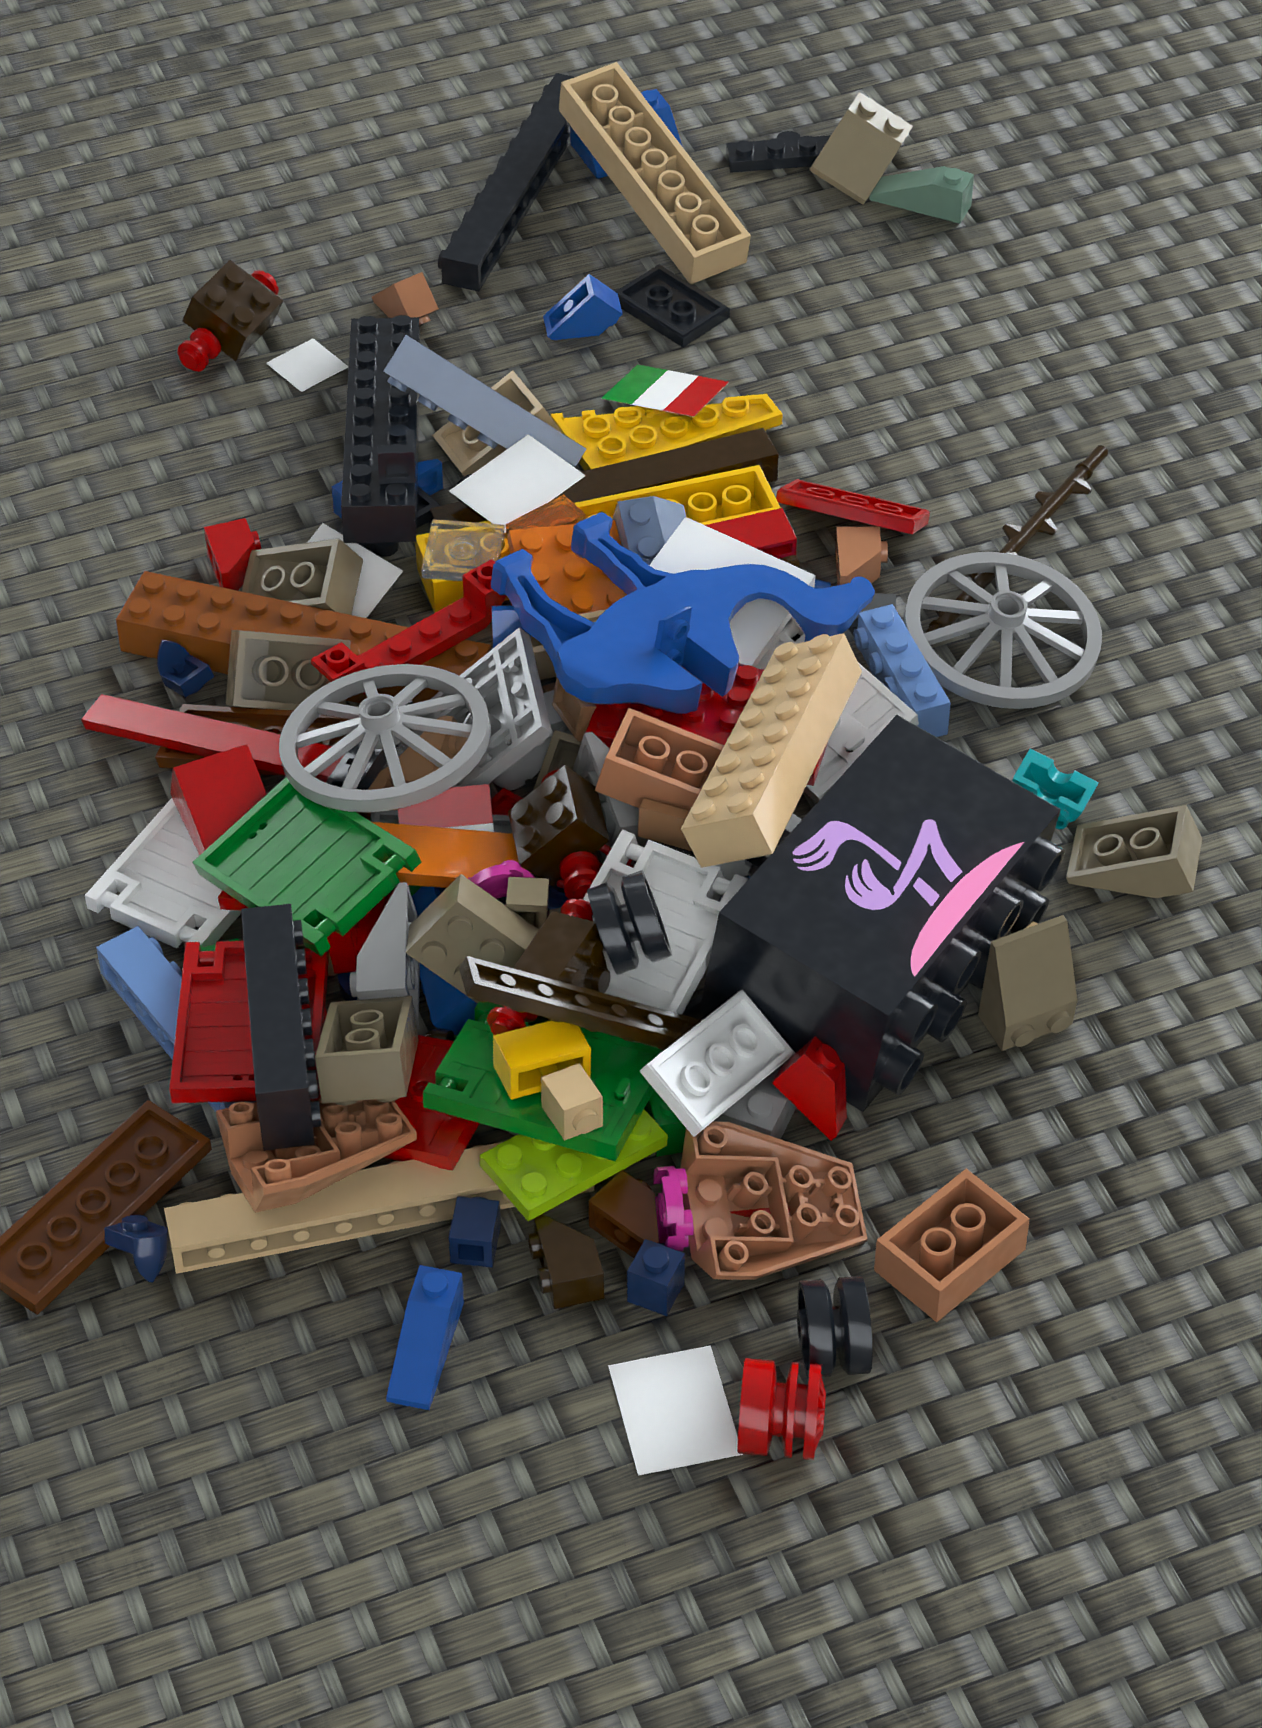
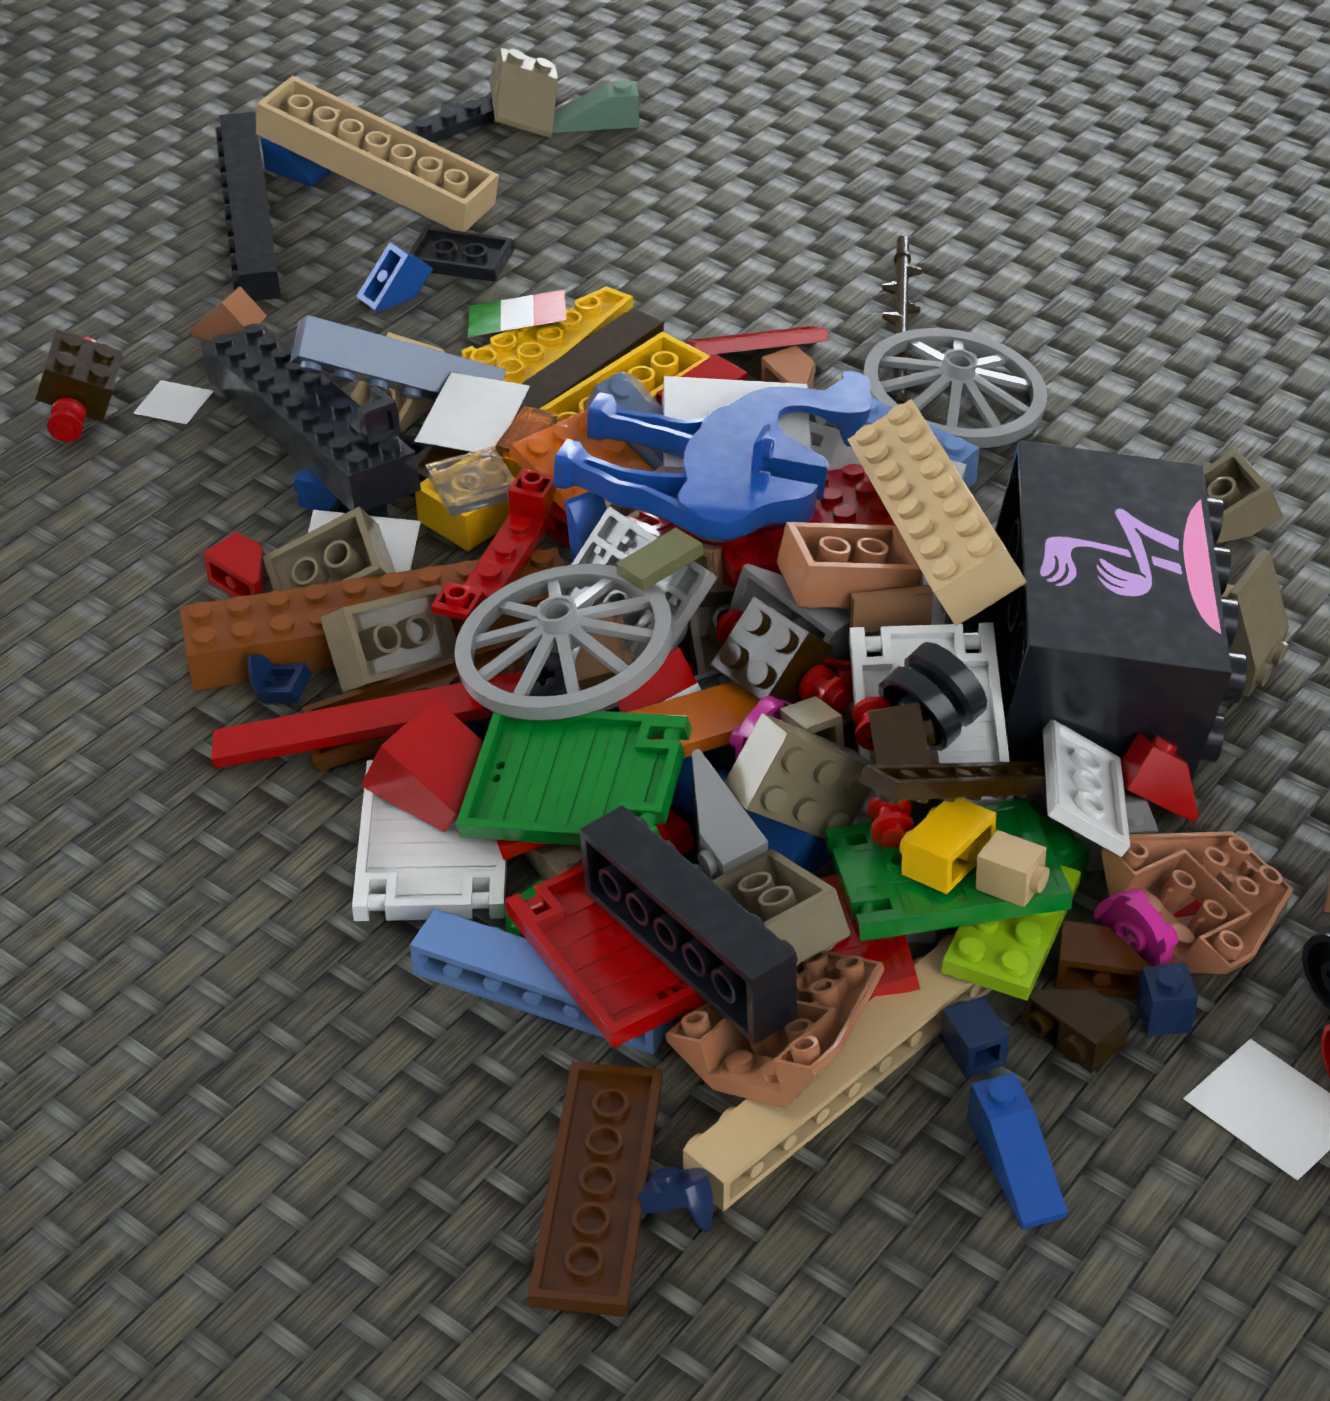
camera: 30 degrees left, 5 degrees down
(507, 696) = (659, 559): none -> olive tile

